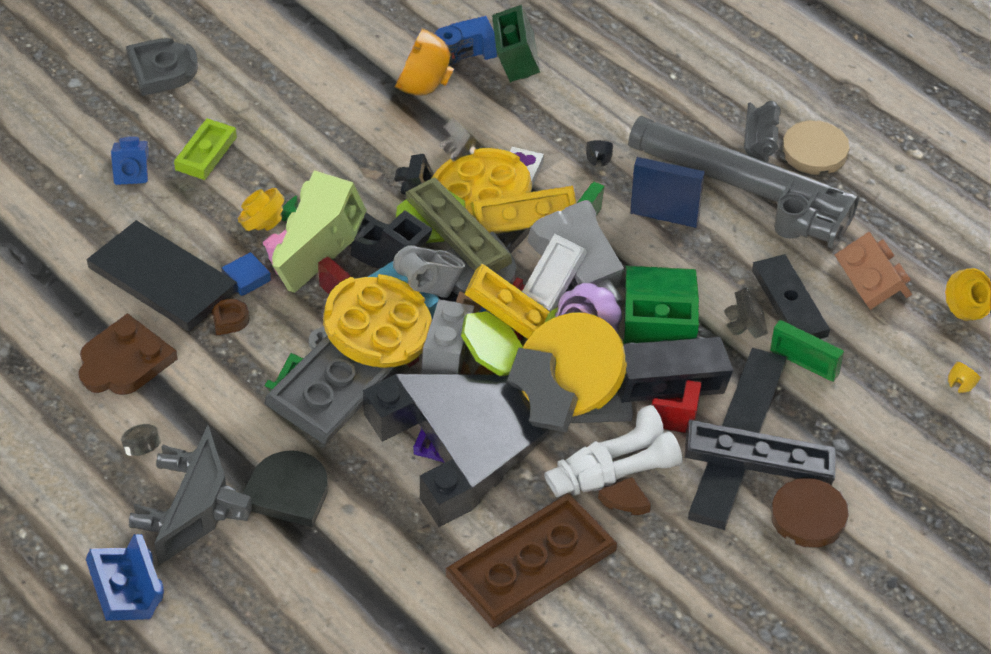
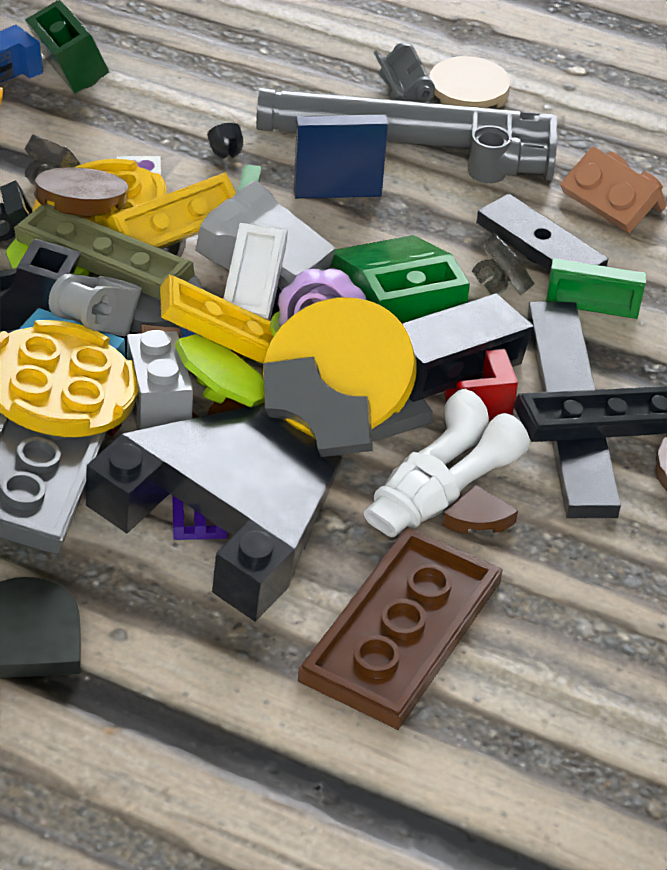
camera: 25 degrees left, 5 degrees down
(463, 174) = (81, 191): none -> tile

